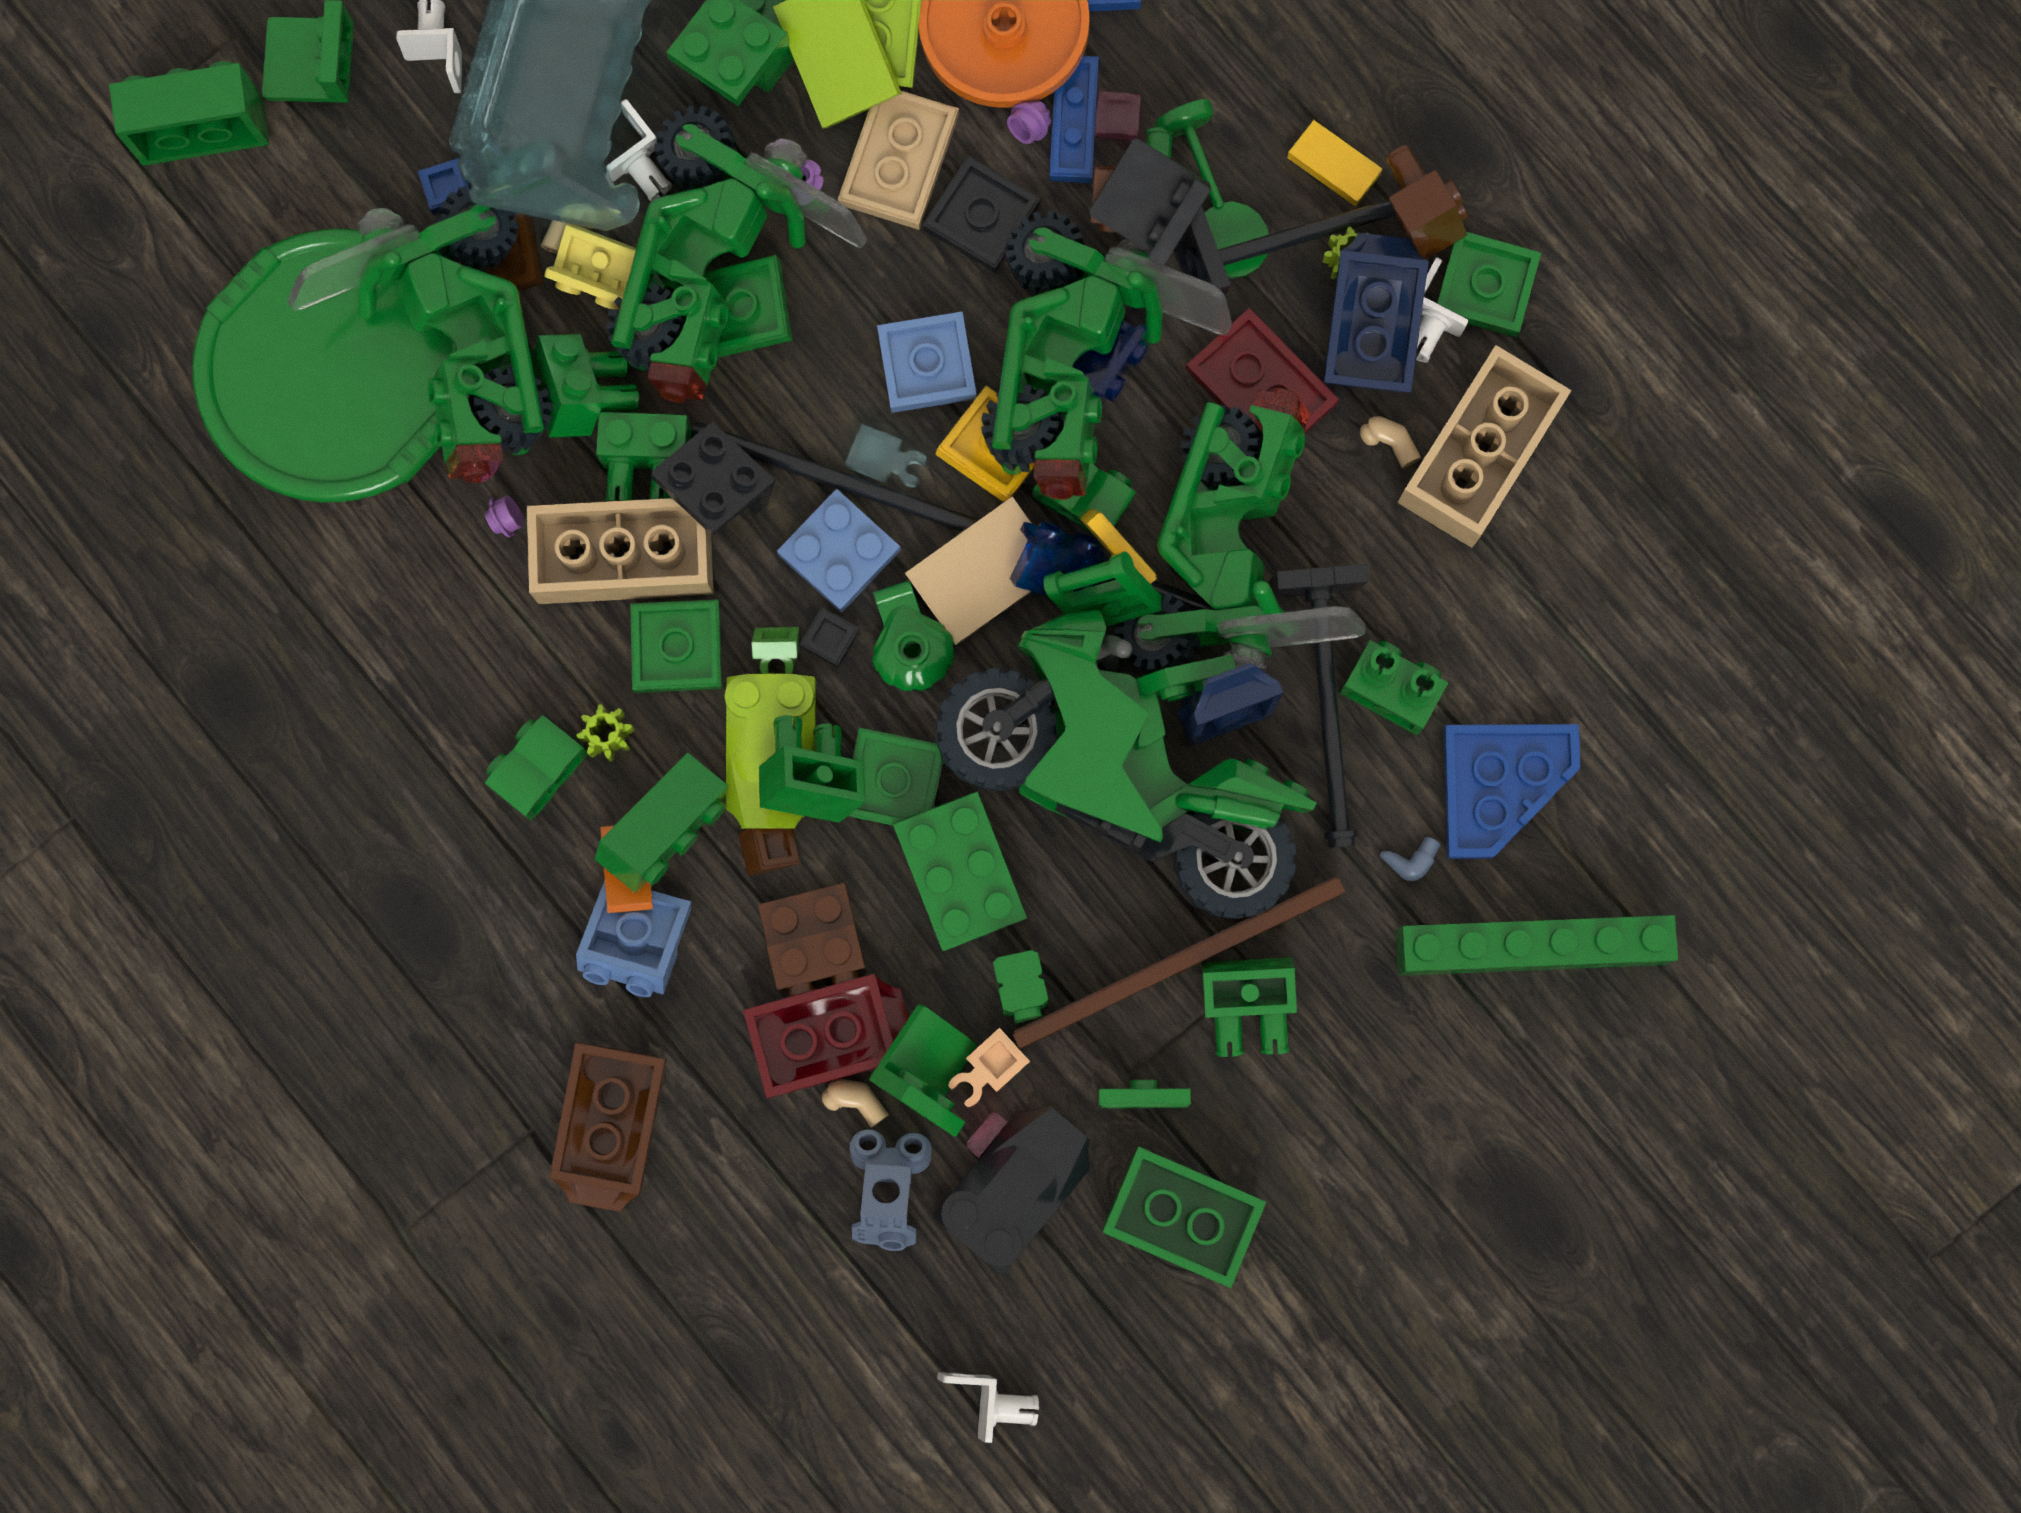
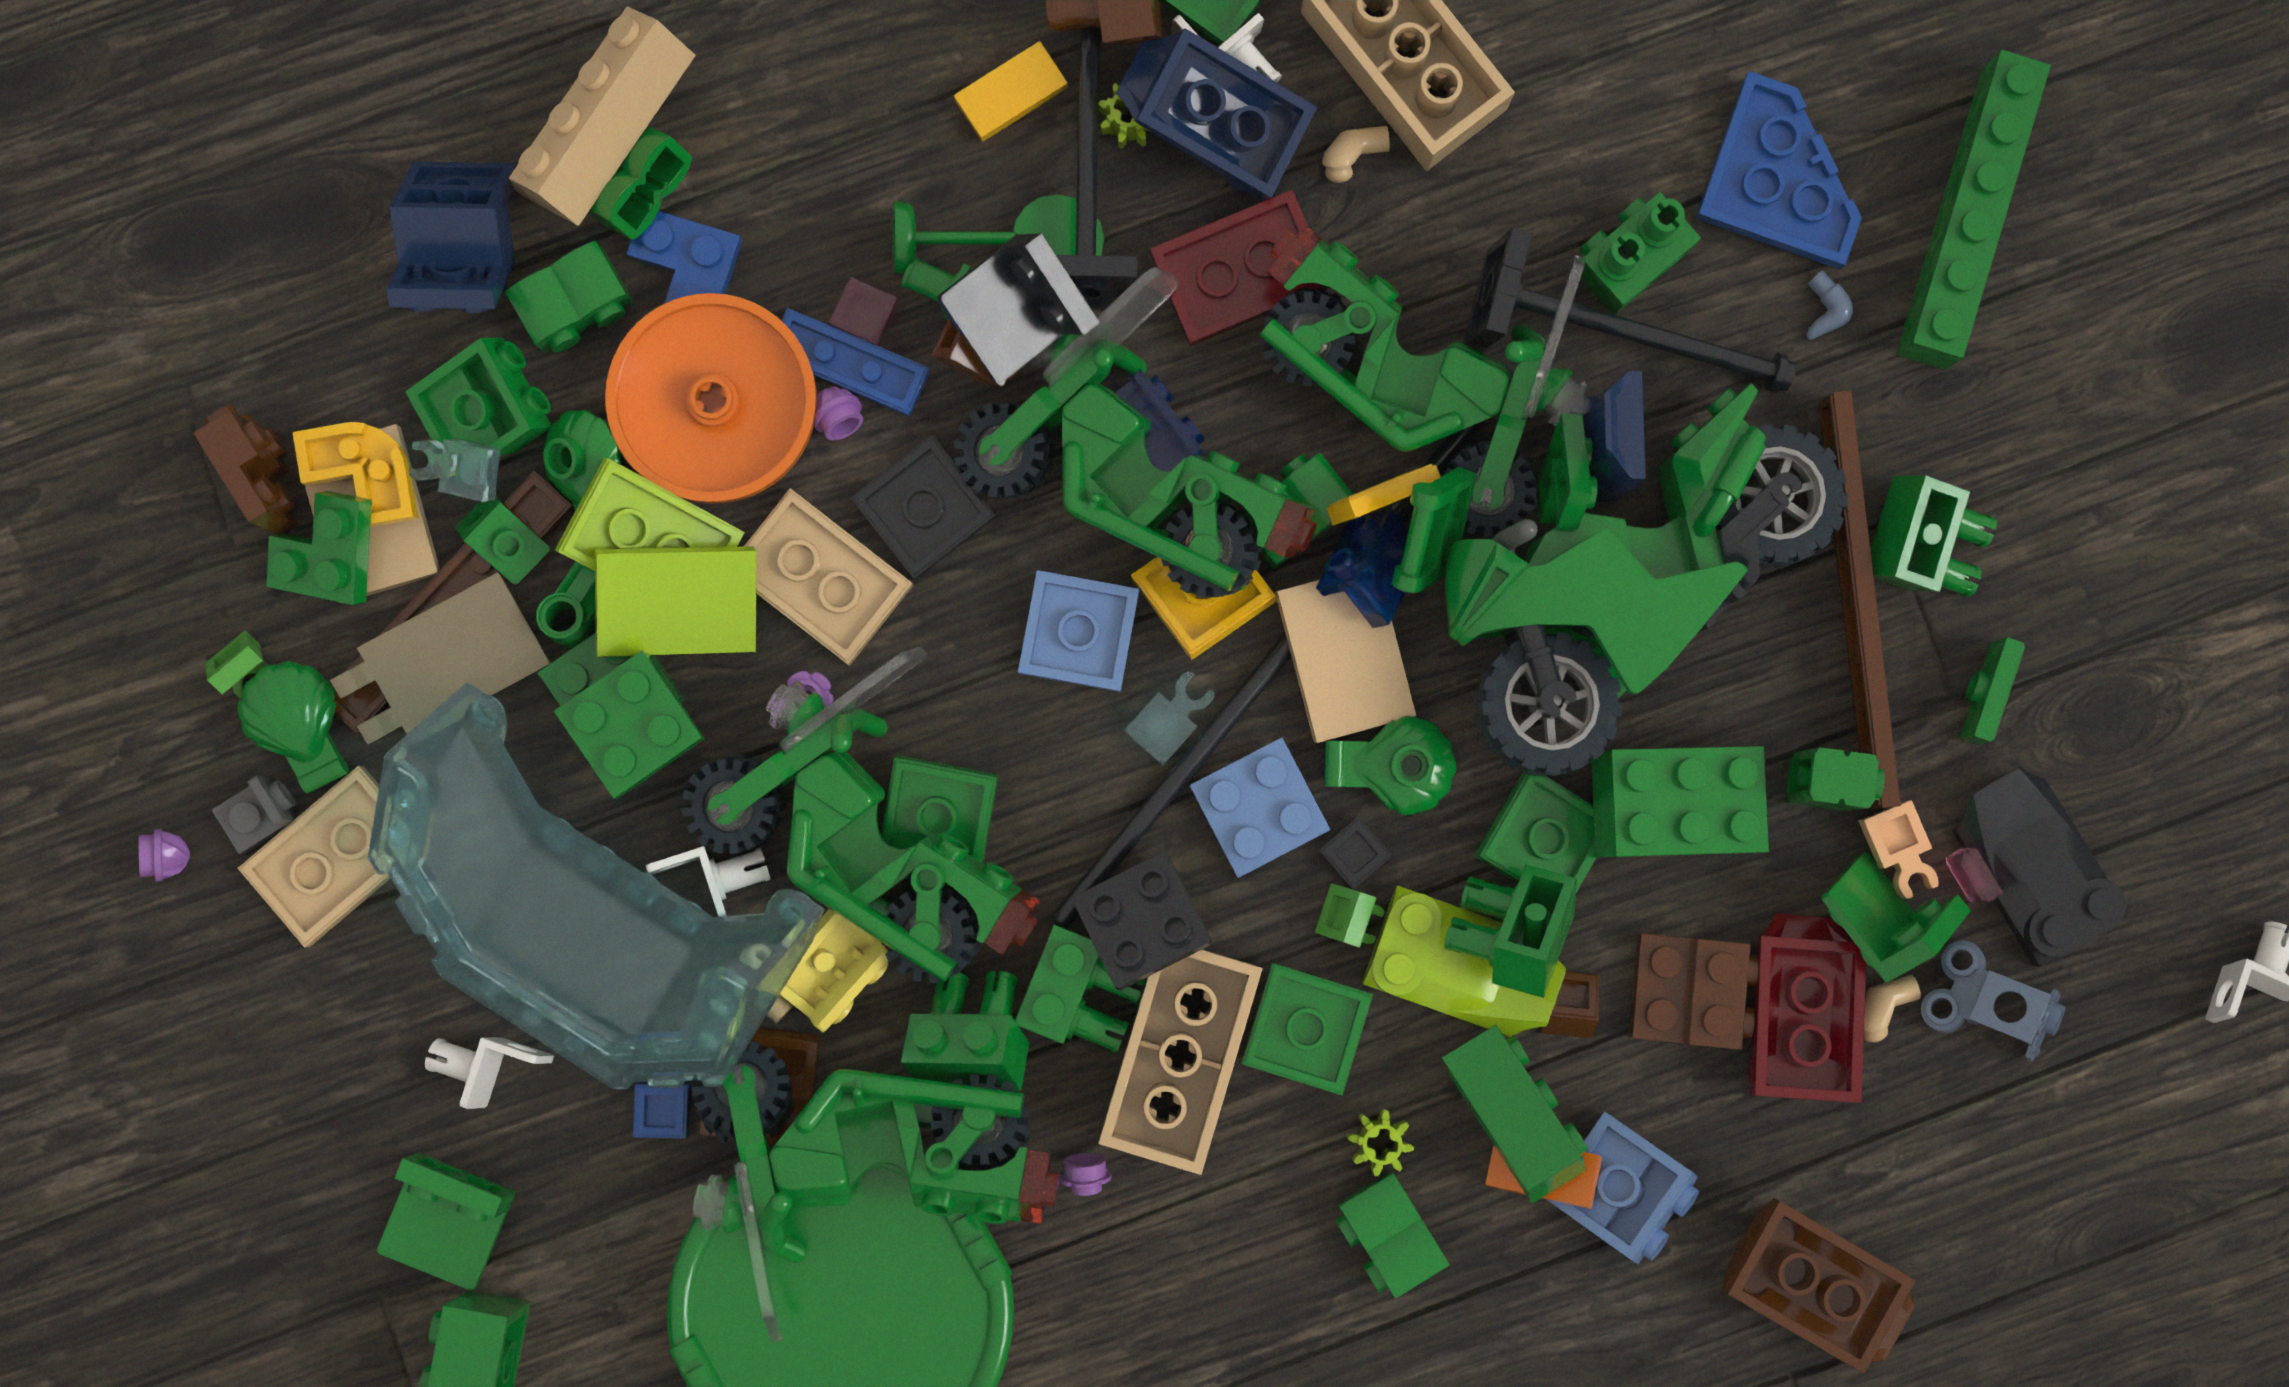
camera: 75 degrees left, 5 degrees up
(1183, 1217) = (2139, 695): green brick -> none

